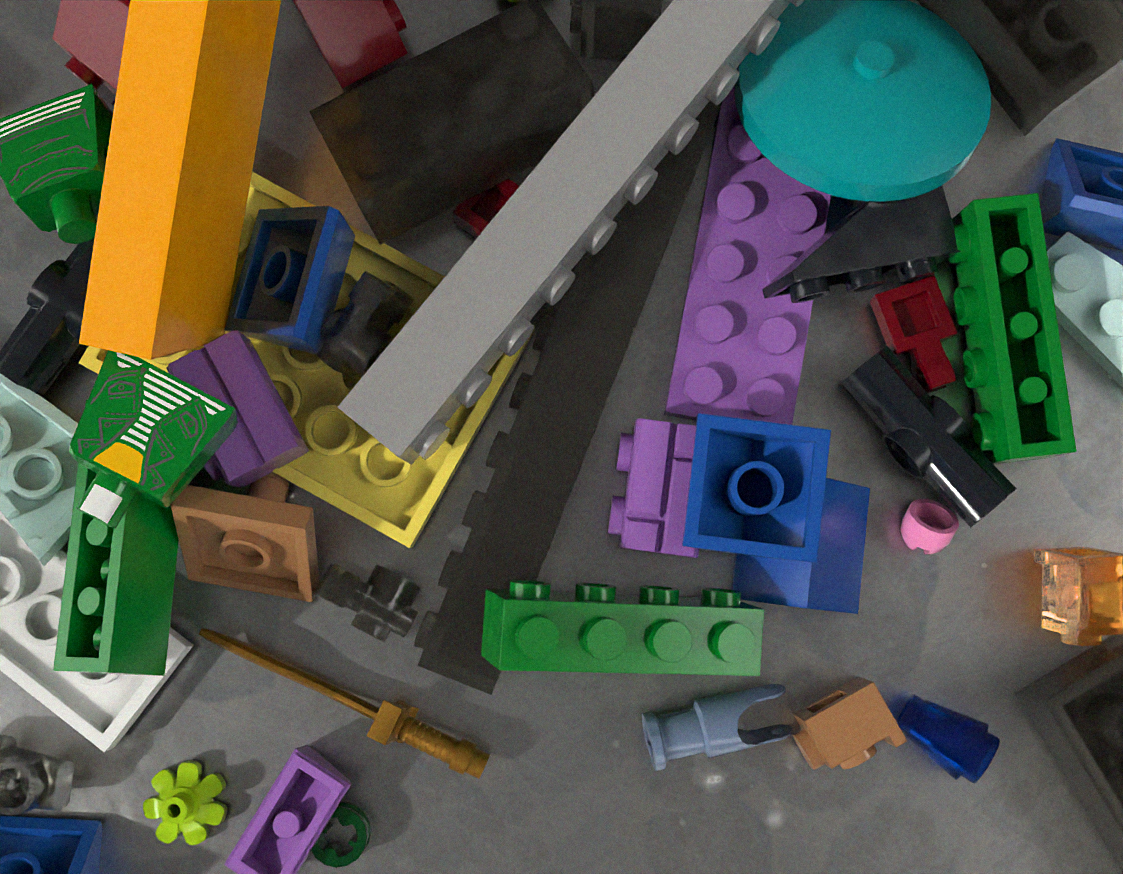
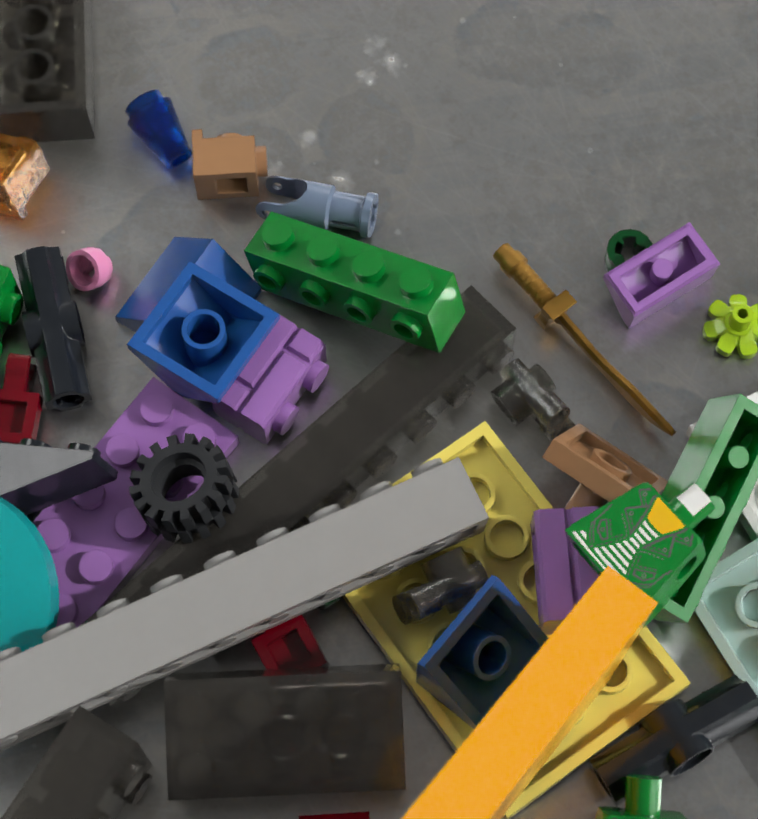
camera: 155 degrees left, 15 degrees down
(719, 299) = (170, 466): none -> black tyre

